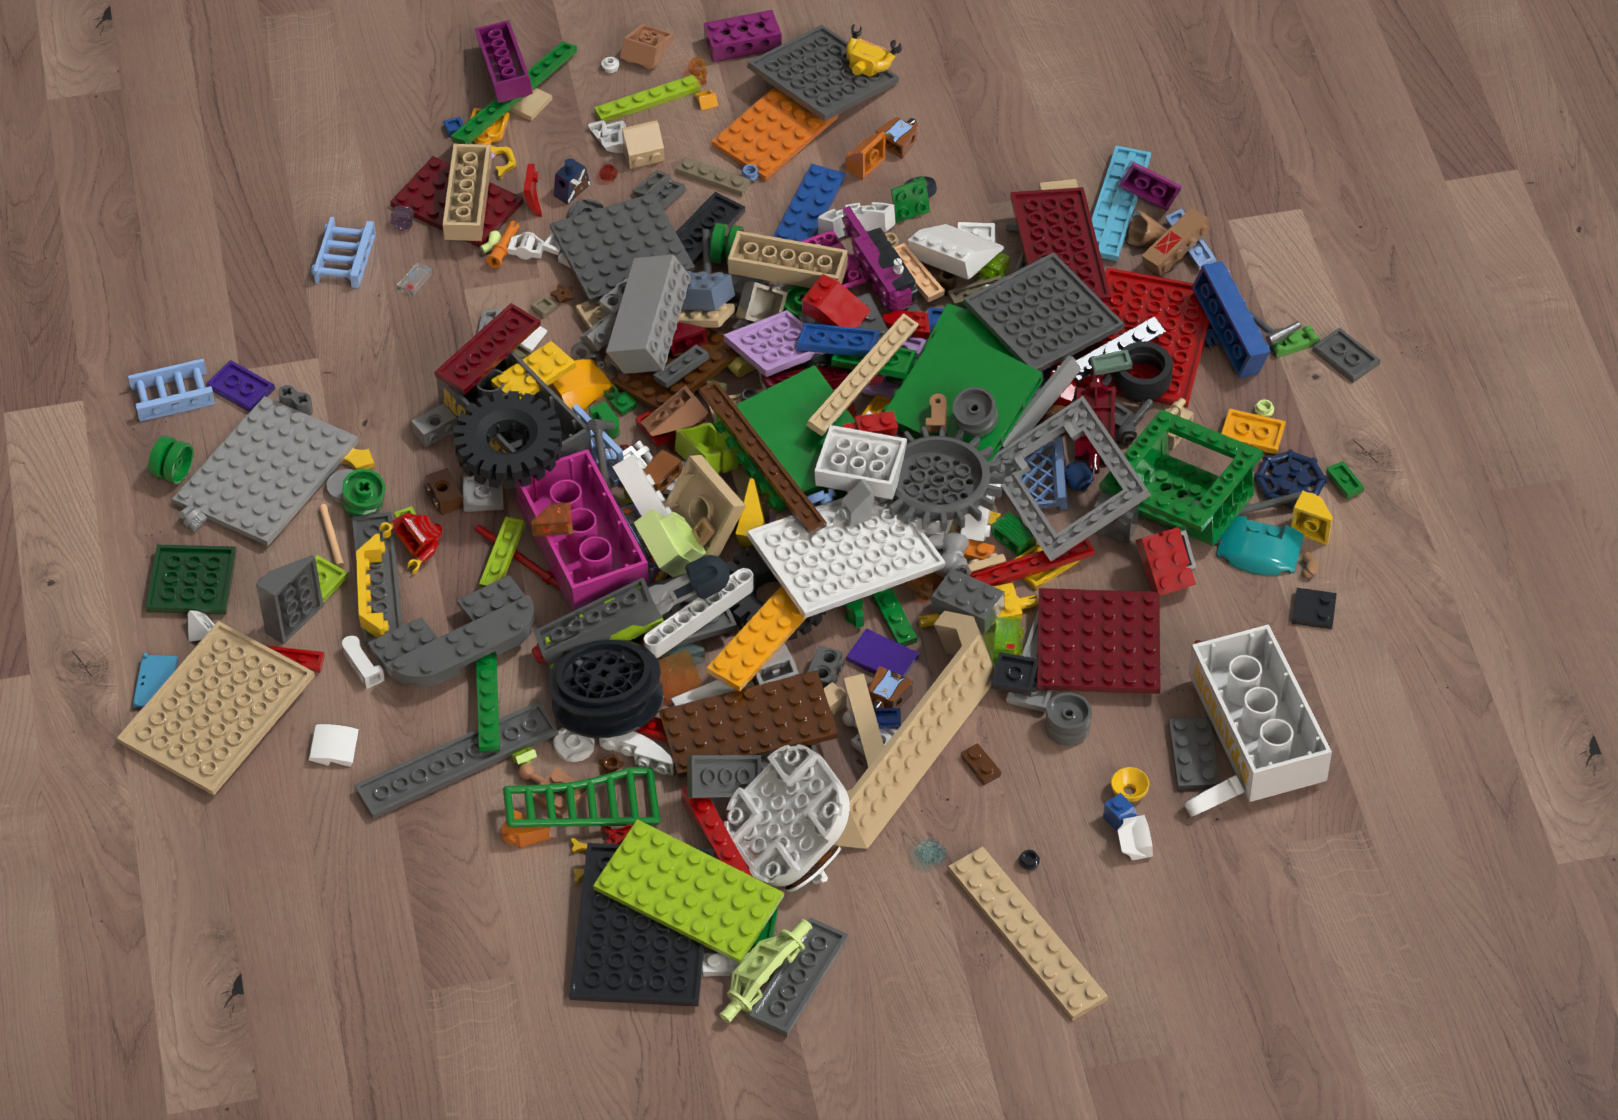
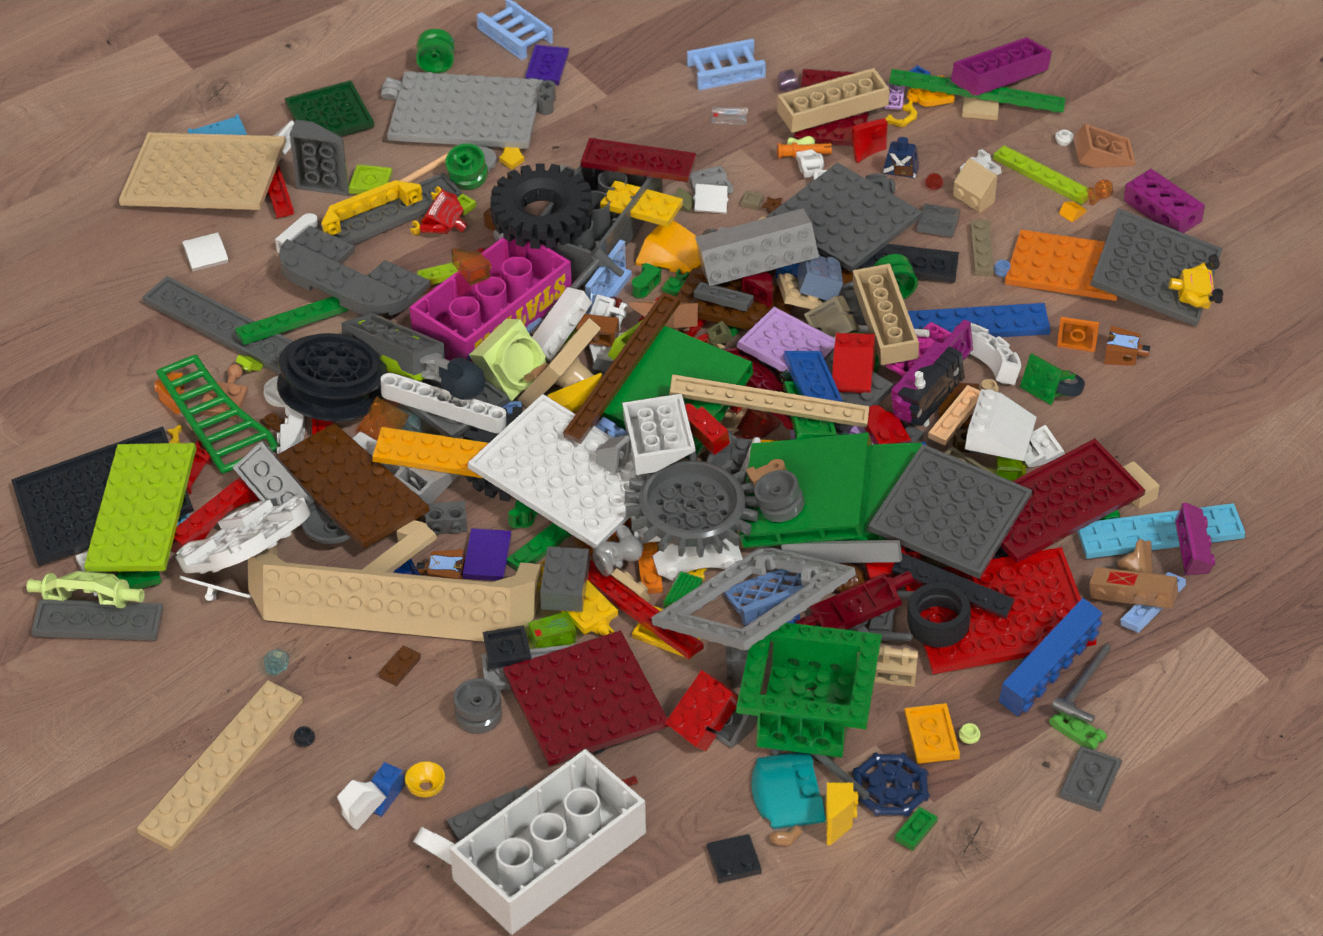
camera: 65 degrees right, 5 degrees down
(1111, 362) = (919, 579): sand green tile -> none

